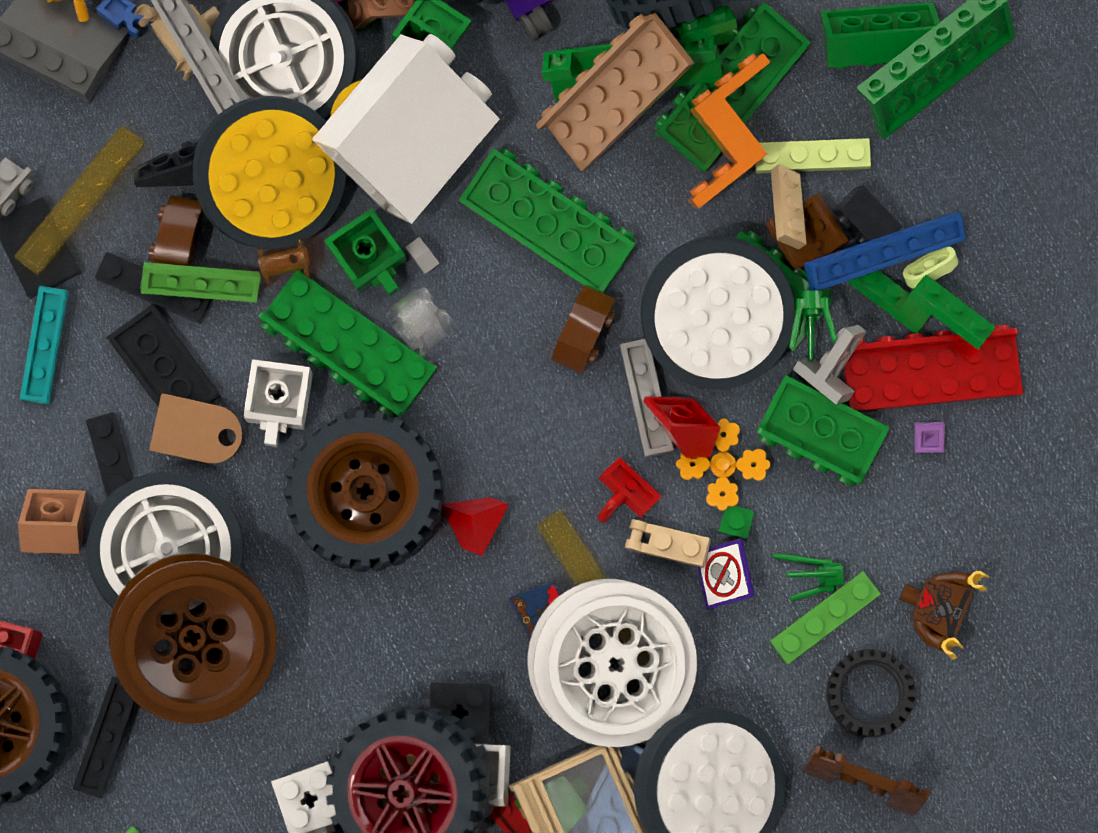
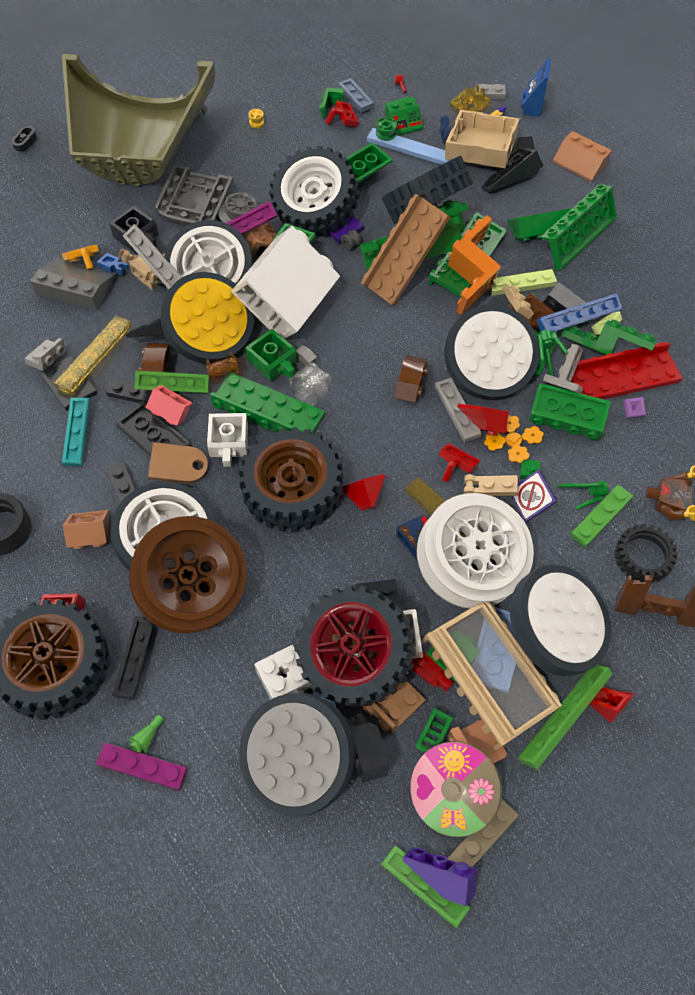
camera: 10 degrees left, 20 degrees down
(192, 326) = (168, 405): none -> coral brick
(548, 220) = (377, 328): green bracket -> none

